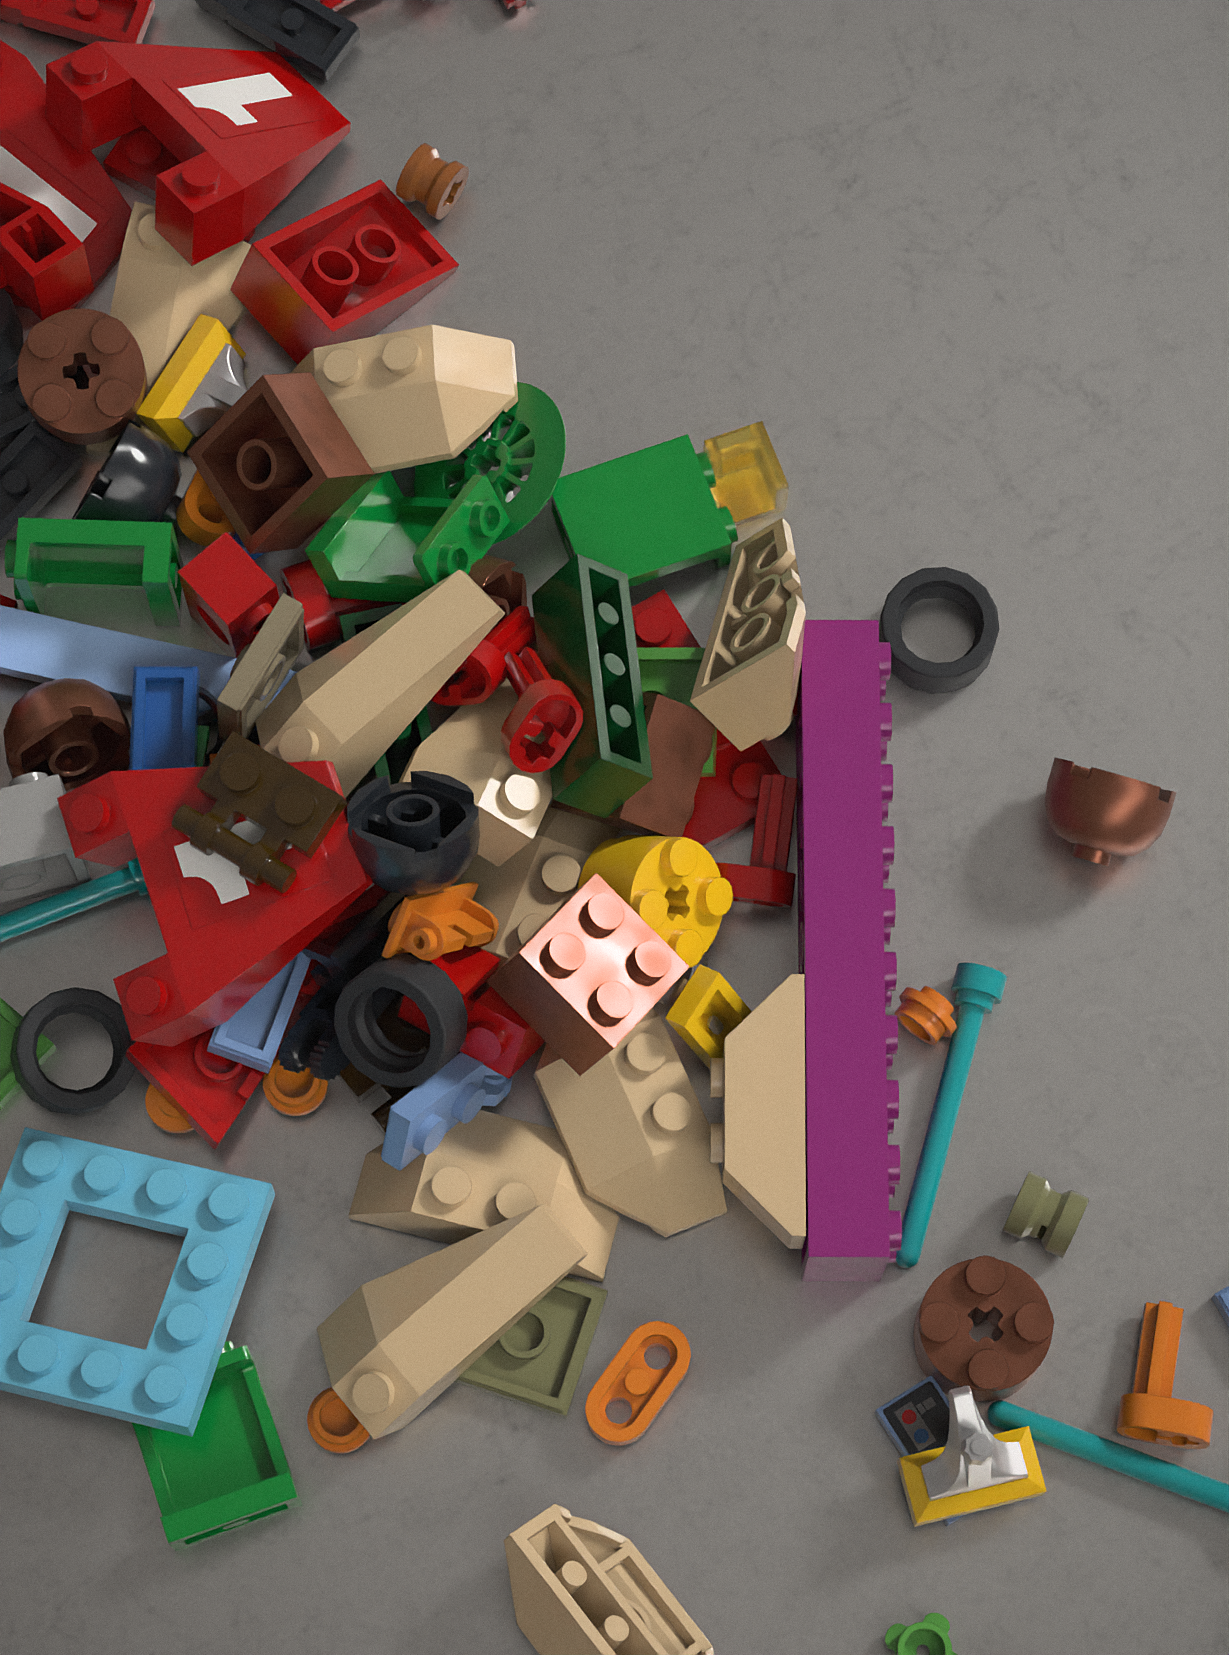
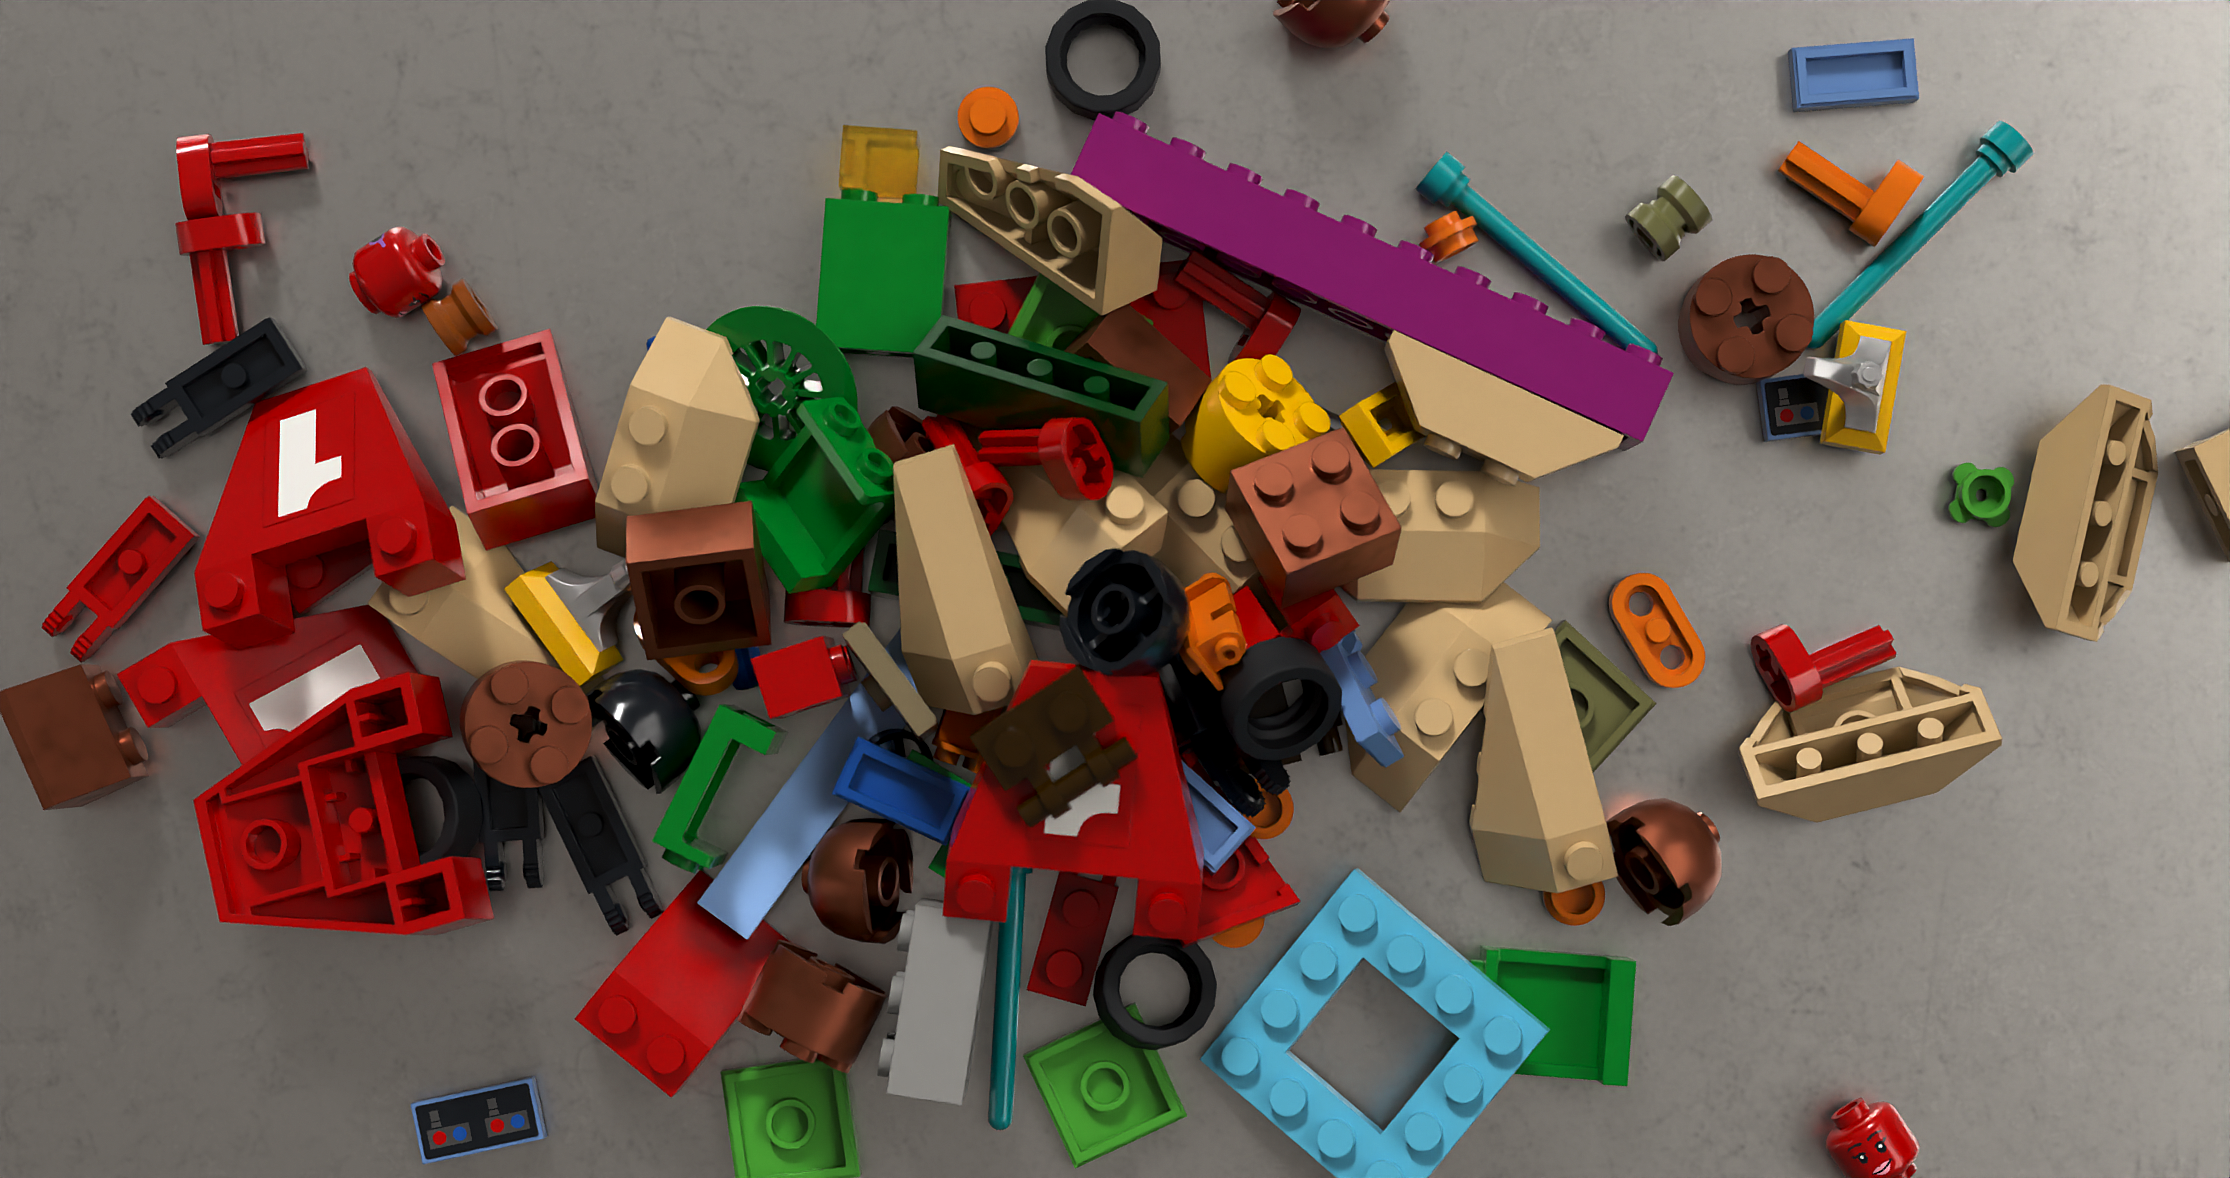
camera: 60 degrees left, 15 degrees up
(89, 956) = (1073, 937): none -> red hinge
(418, 1486) = (1666, 857): none -> copper cylinder
(448, 113) = (397, 272): none -> red head
(654, 1543) = (1800, 677): none -> red piece
(834, 553) = (988, 117): none -> orange plate

